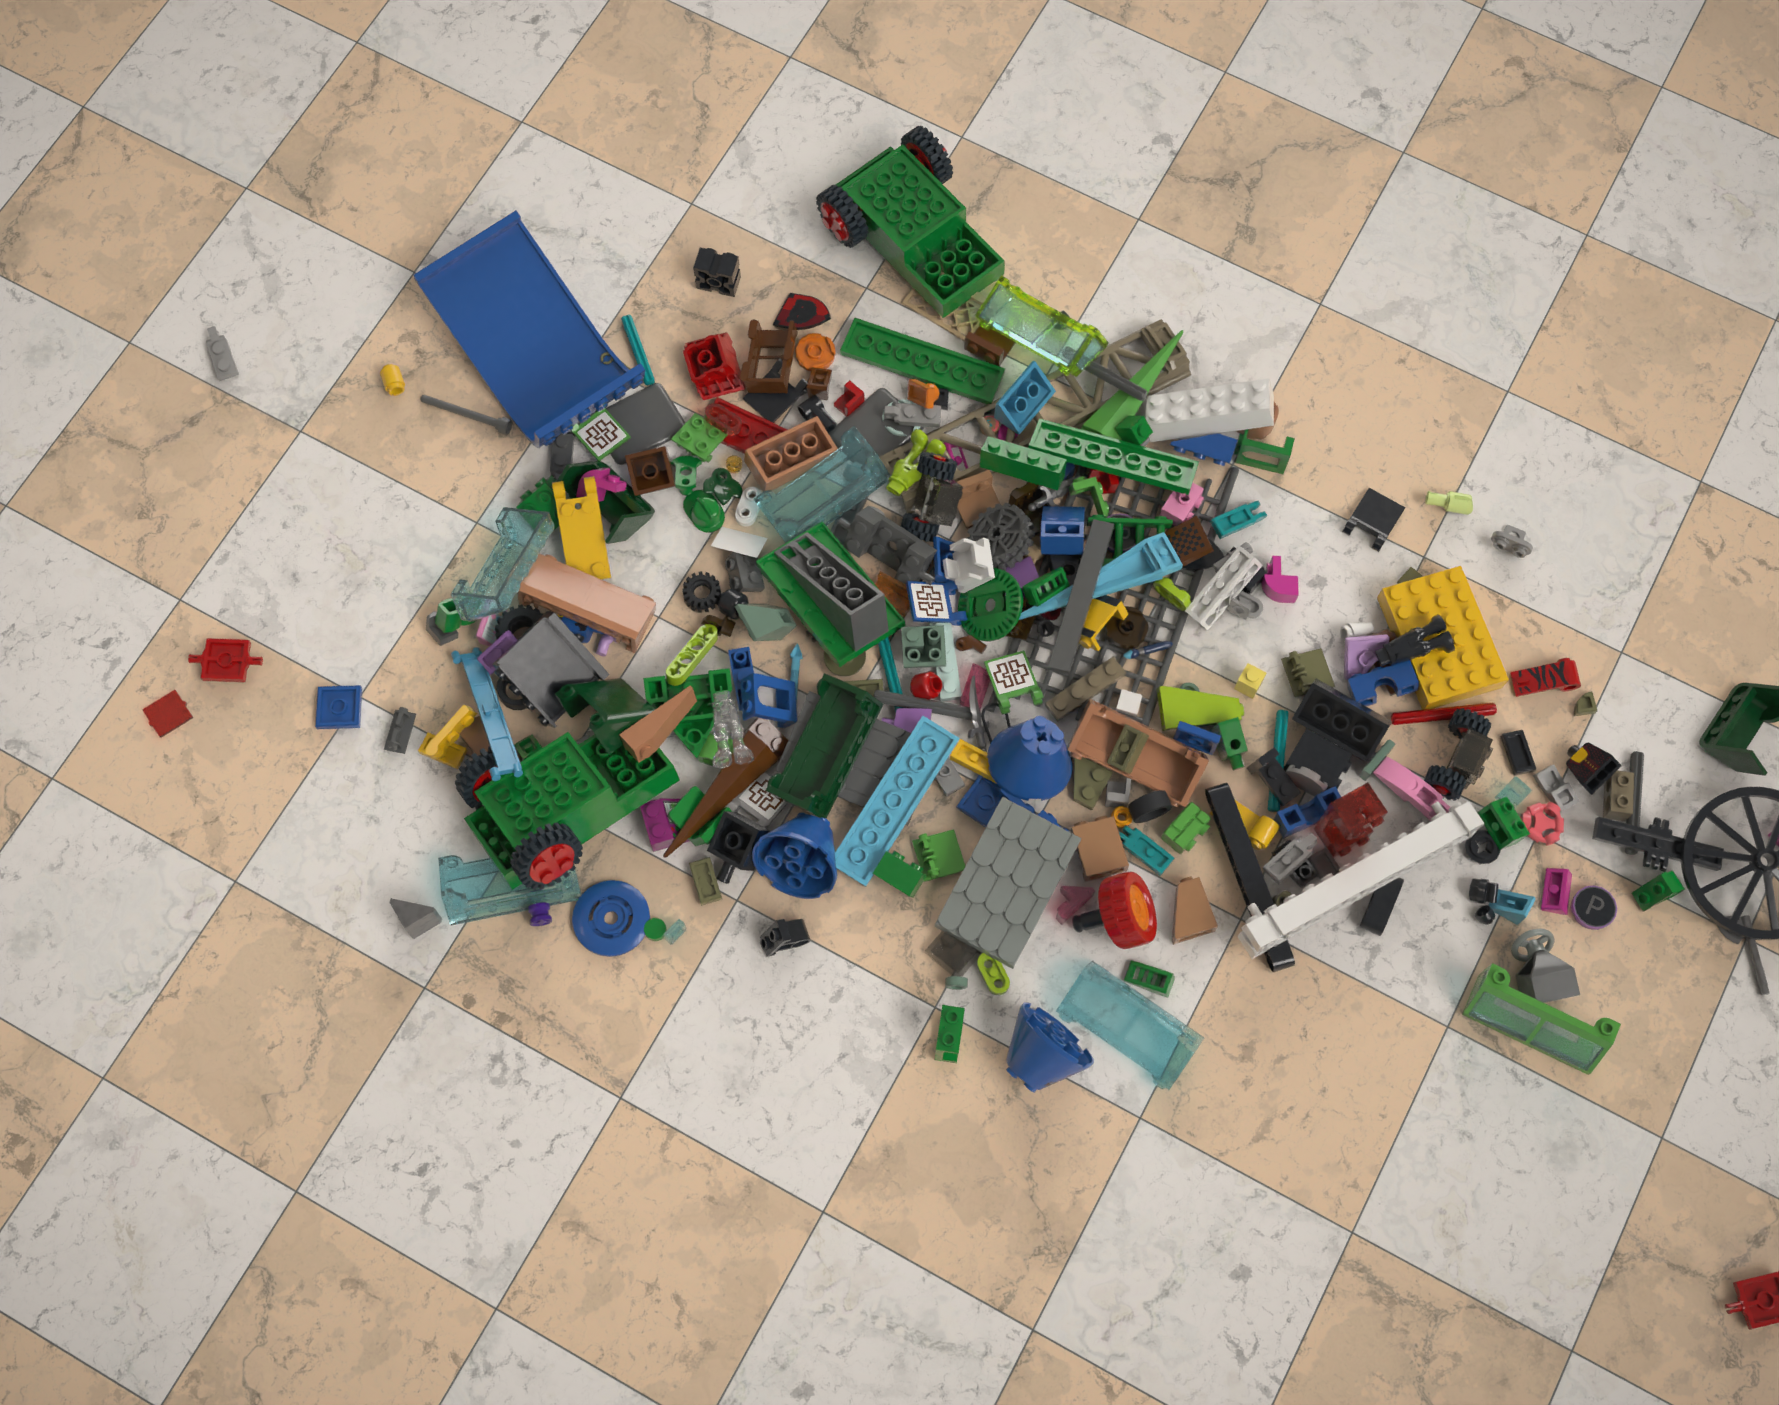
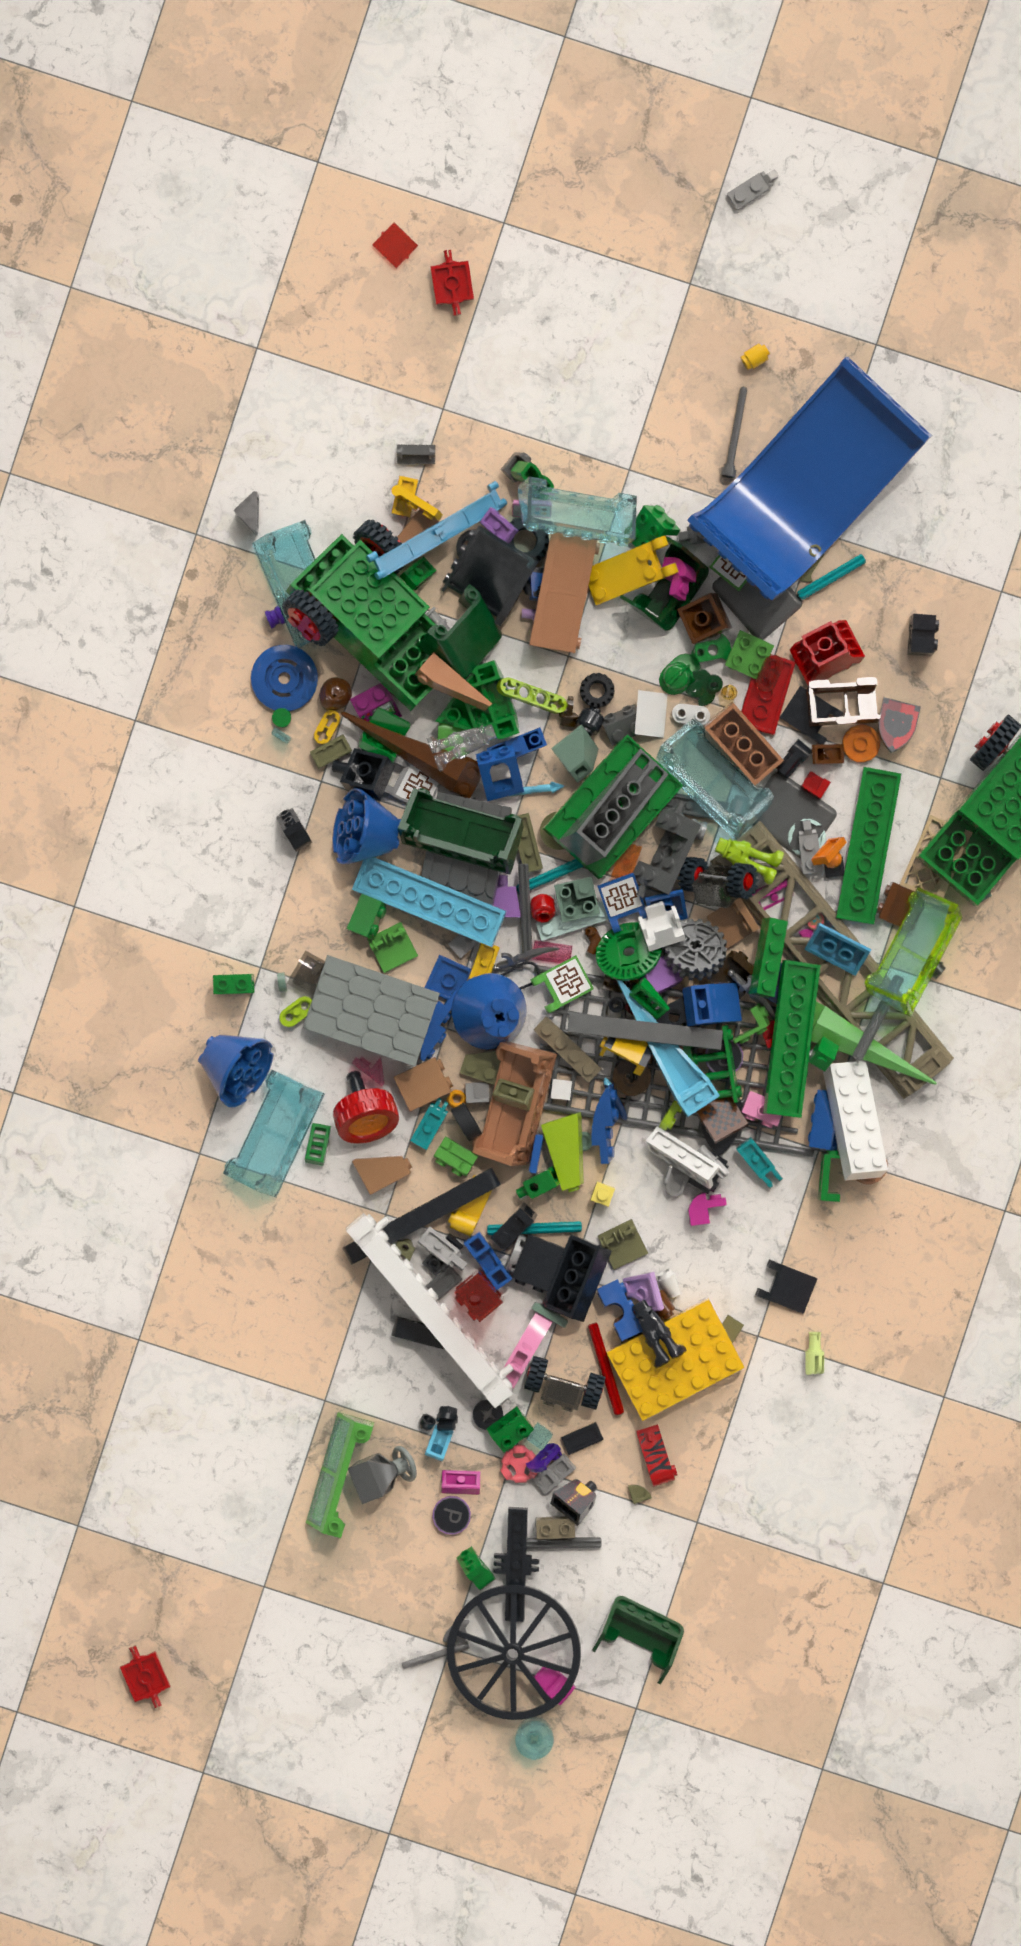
camera: 80 degrees right, 20 degrees up
(338, 707) = (428, 394): blue tile -> none
(642, 865) = (335, 694): none -> reddish brown hair
(680, 877) = (331, 729): none -> yellow beam
(1167, 662) = (604, 1117): none -> blue slope
(1513, 544) = (780, 1418): light grey bracket -> none
(1549, 794) = (551, 1451): none -> dark purple piece

